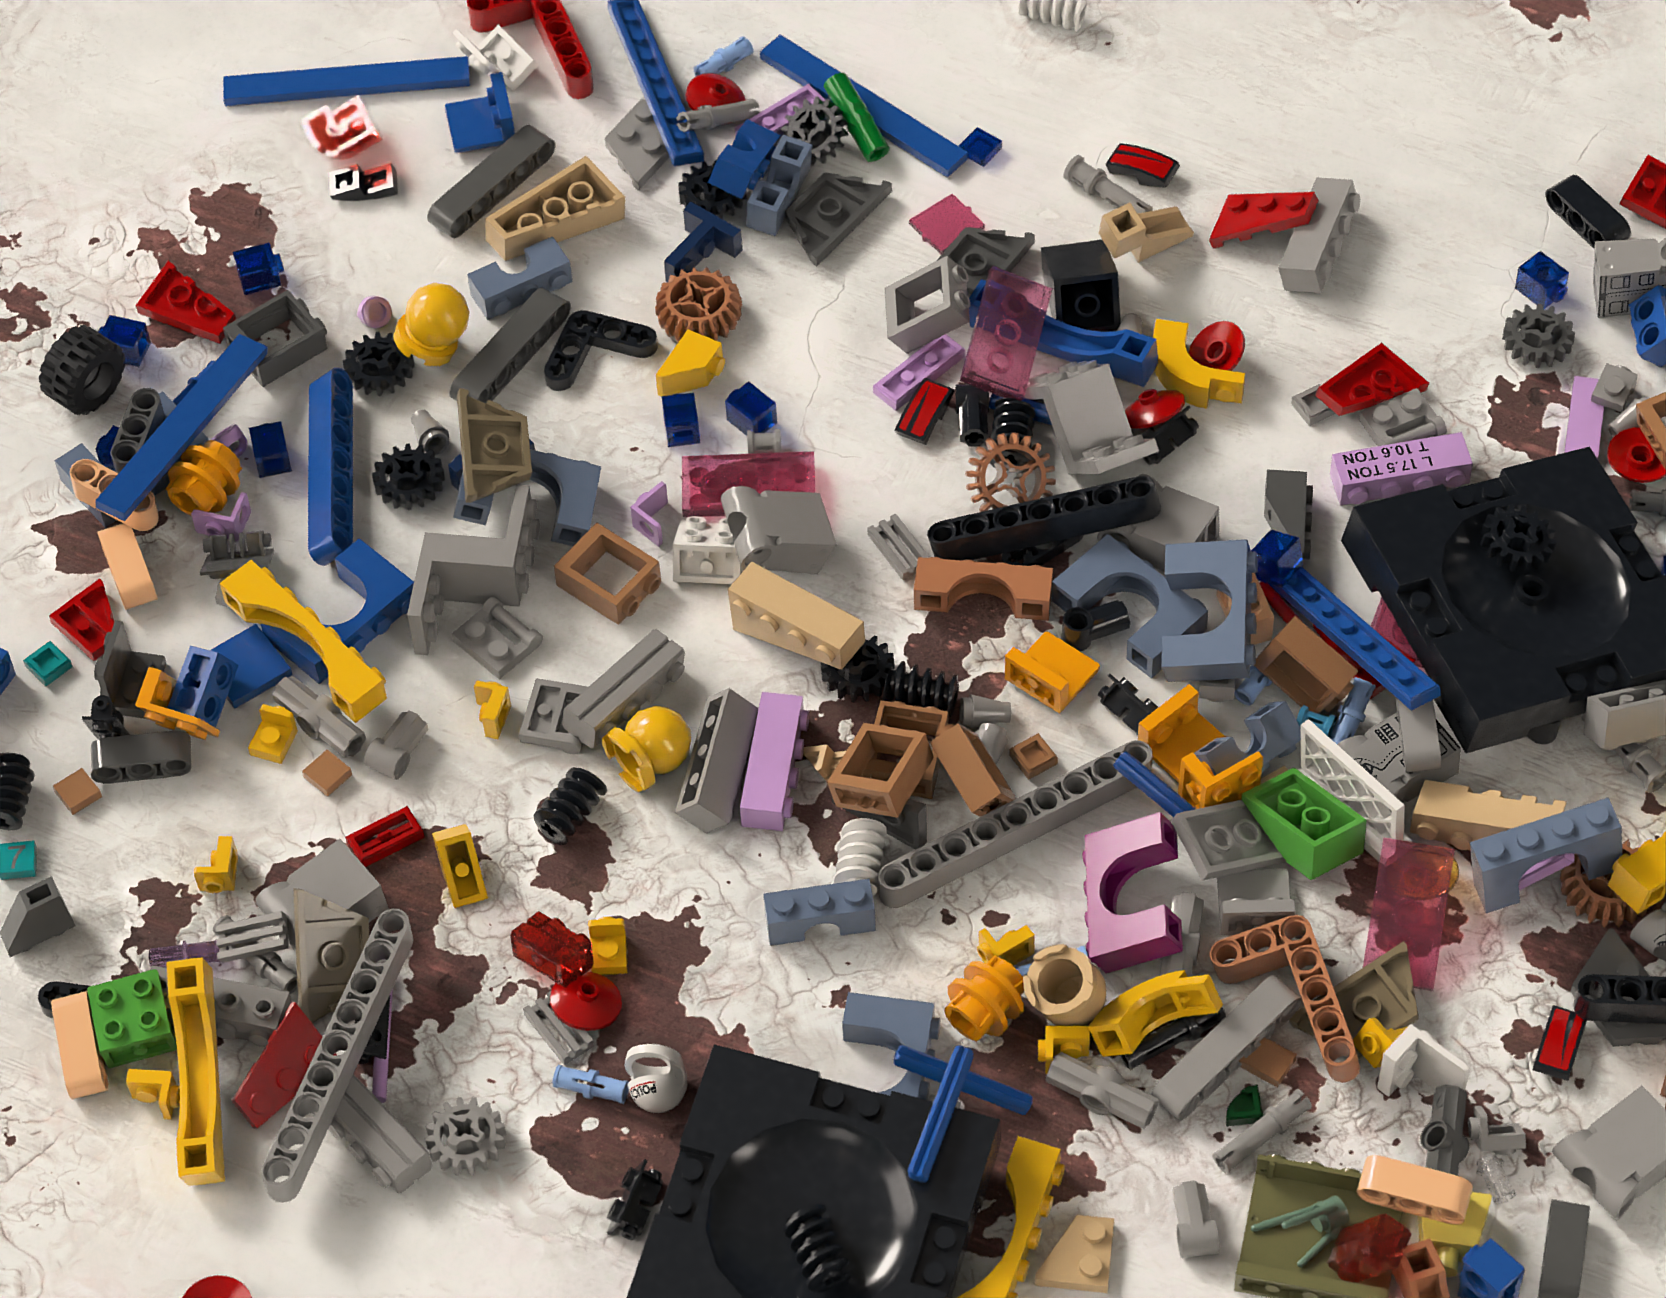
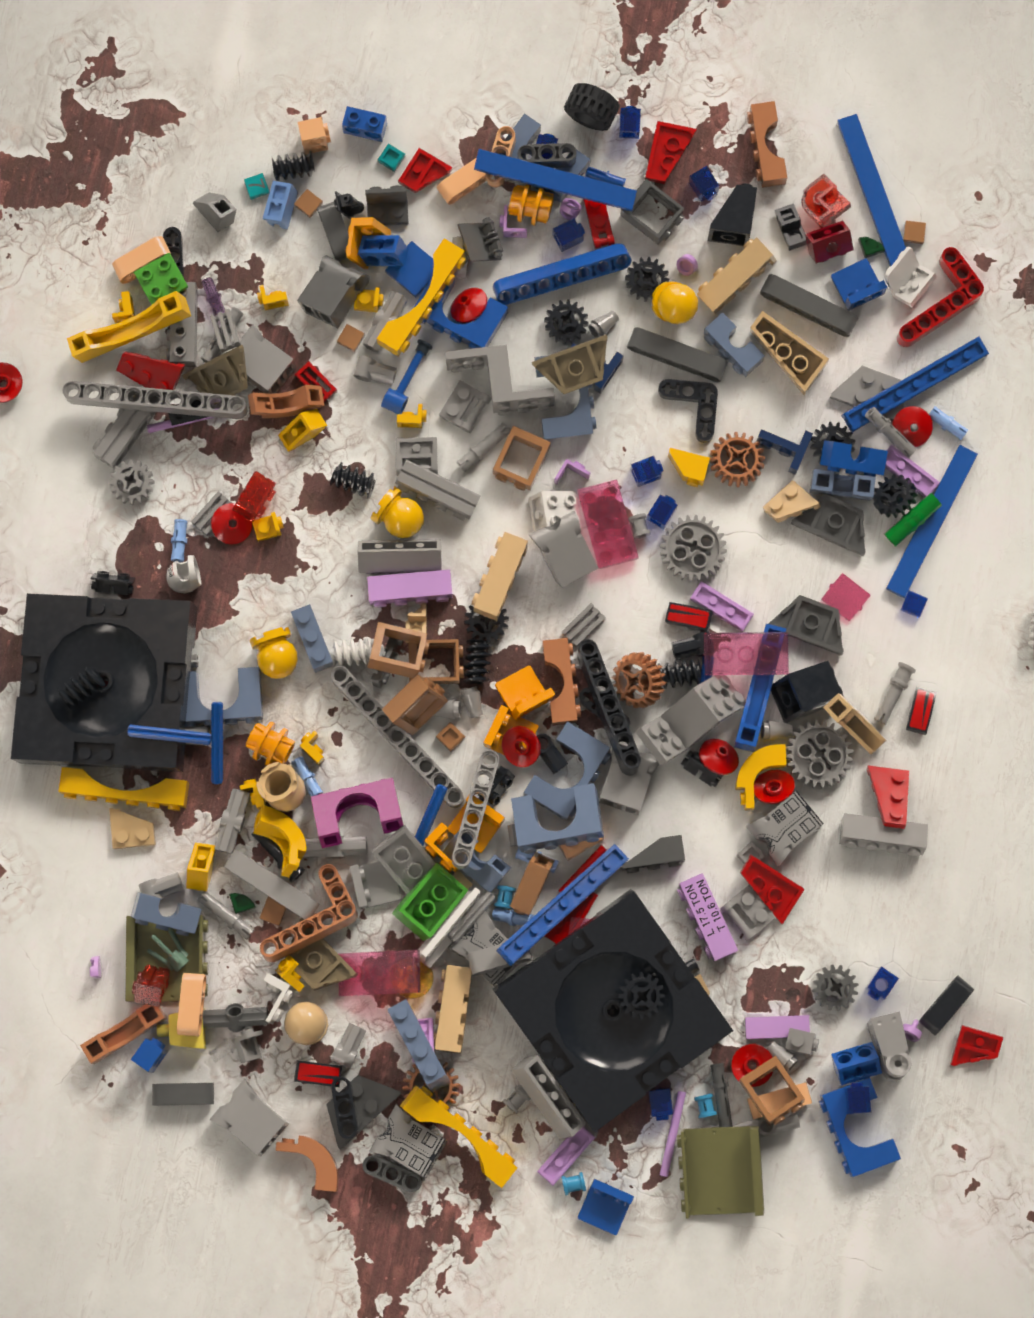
camera: 75 degrees right, 25 degrees up
(64, 823) = (280, 204): none -> medium blue hinge
(243, 773) = (332, 291): none -> dark grey piece
(259, 409) = (599, 223): none -> red plate
(262, 187) = (771, 168): none -> nougat arch
(327, 230) = (735, 217): none -> black slope
(345, 593) = (468, 305): none -> red dish
(406, 135) = (829, 242): none -> dark red brick
(408, 866) = (287, 403): none -> nougat arch
(410, 239) = (735, 275): none -> tan wedge
(426, 46) = (914, 232): none -> medium nougat tile
(428, 101) = (870, 246): none -> dark green tile
(452, 726) = (395, 399): none -> blue piece
(578, 632) = (477, 452): none -> light grey pin
(786, 254) = (790, 503): none -> tan wing
(819, 384) = (686, 565): none -> light grey gear
(832, 964) = (275, 655): none -> yellow tile
(913, 332) = (757, 586): light grey window -> none
(988, 638) = (523, 692): none -> light orange bracket
(1092, 643) = (514, 750): none -> red dish
(1171, 710) = (477, 809): none -> light grey beam
(1172, 1151) = (200, 867): none -> yellow slope
(1179, 288) = (835, 743): none -> light grey gear
(1235, 1227) = (147, 910): none -> sand blue arch
(1278, 558) = (612, 852): clear blue brick -> none
(1283, 345) = (785, 827): none -> light grey piece
(1478, 1031) = (306, 1023): none -> tan tile
(1529, 993) = (347, 1049): none -> light grey piece

